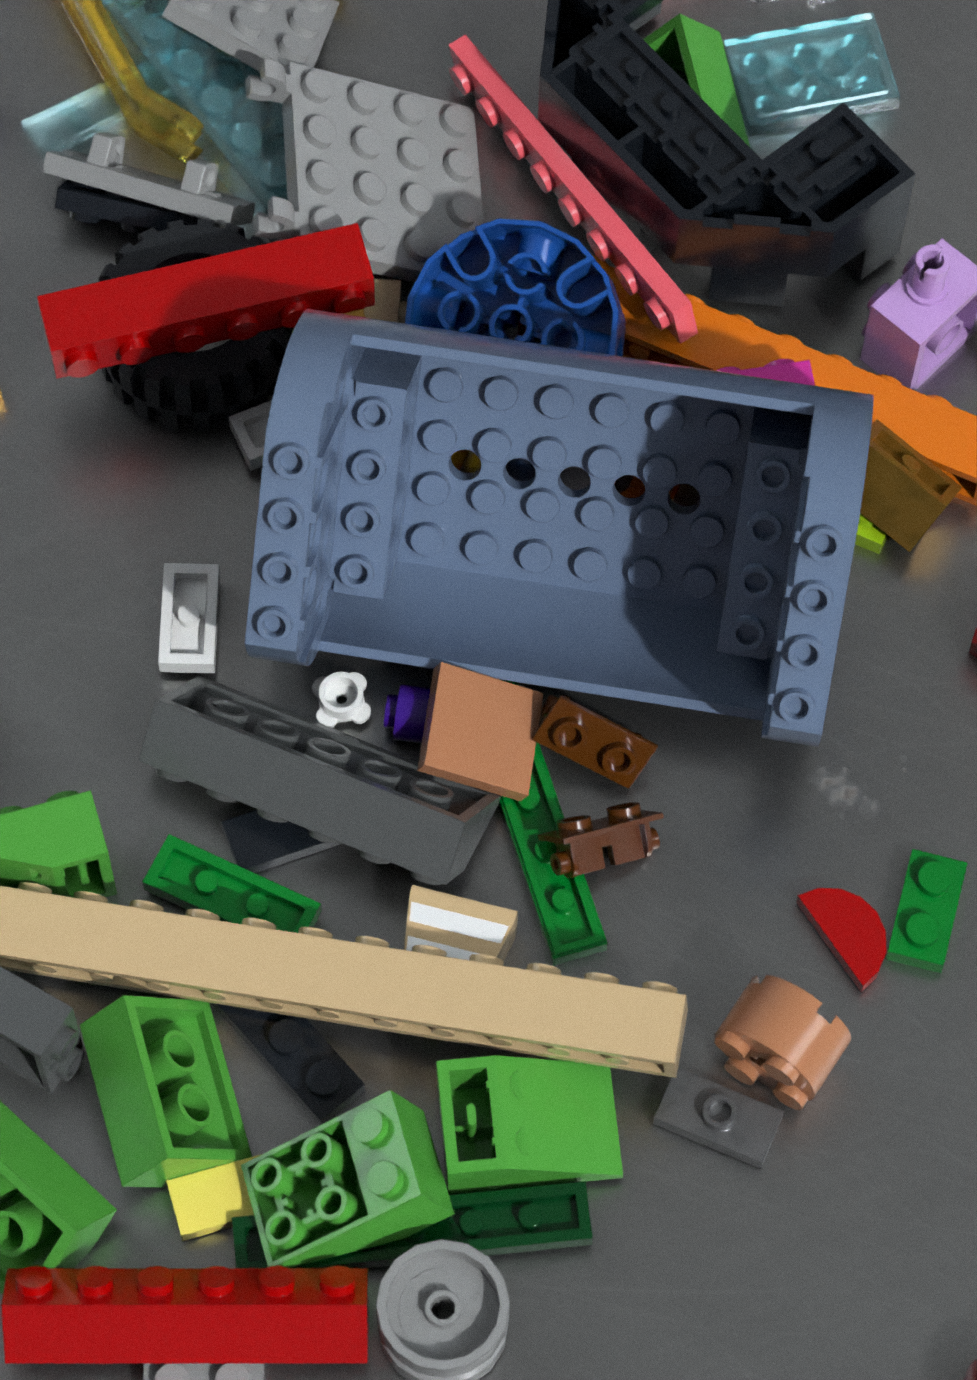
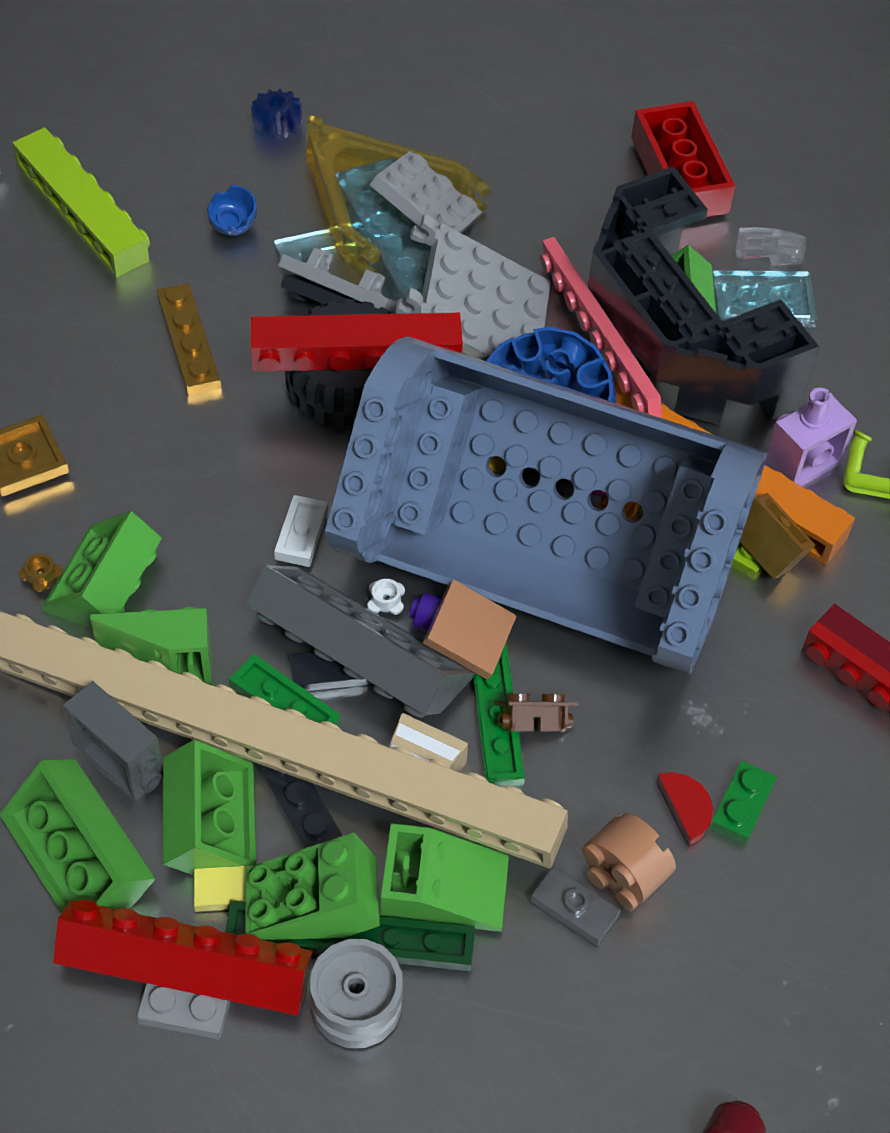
camera: 10 degrees right, 10 degrees down
(593, 740) = (543, 650): reddish brown hinge -> none

